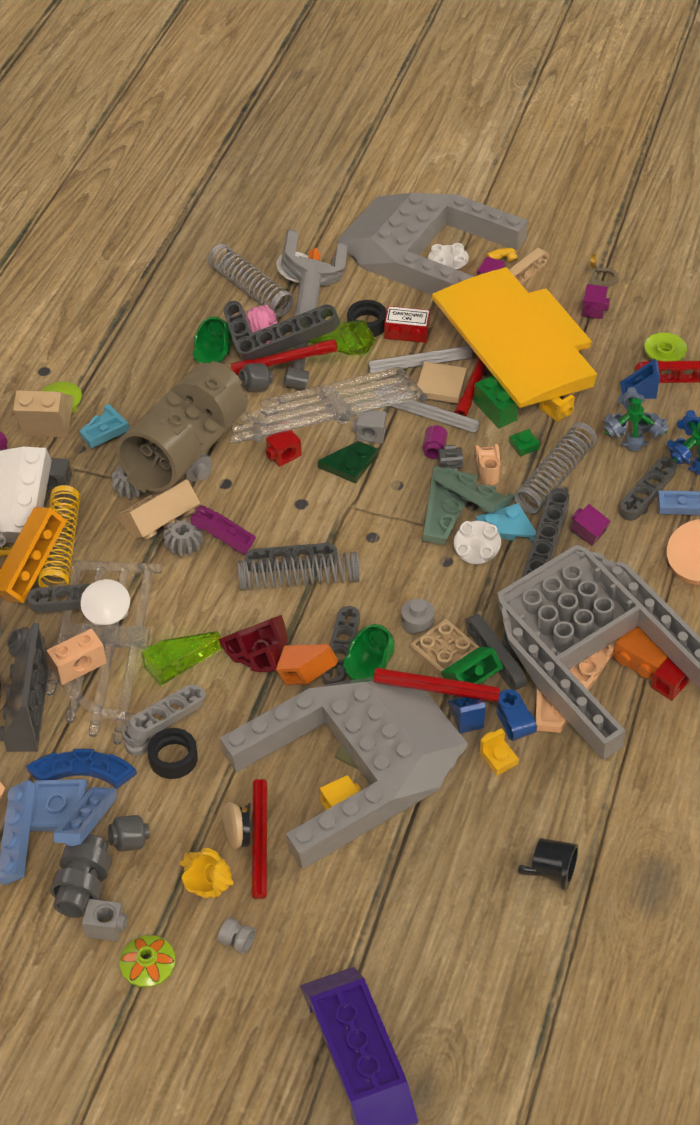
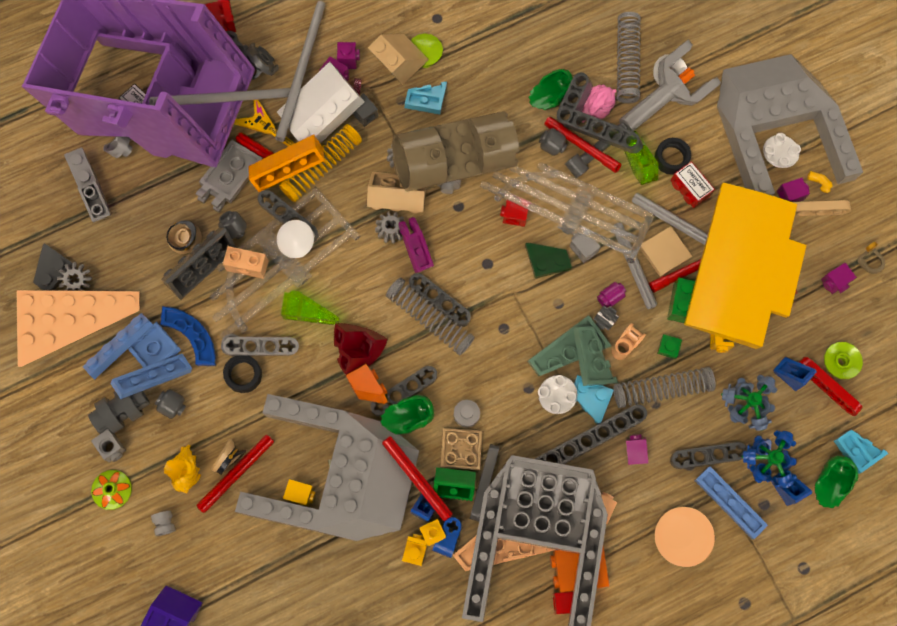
camera: 40 degrees right, 25 degrees up
(497, 717) = (432, 532): none -> yellow bracket

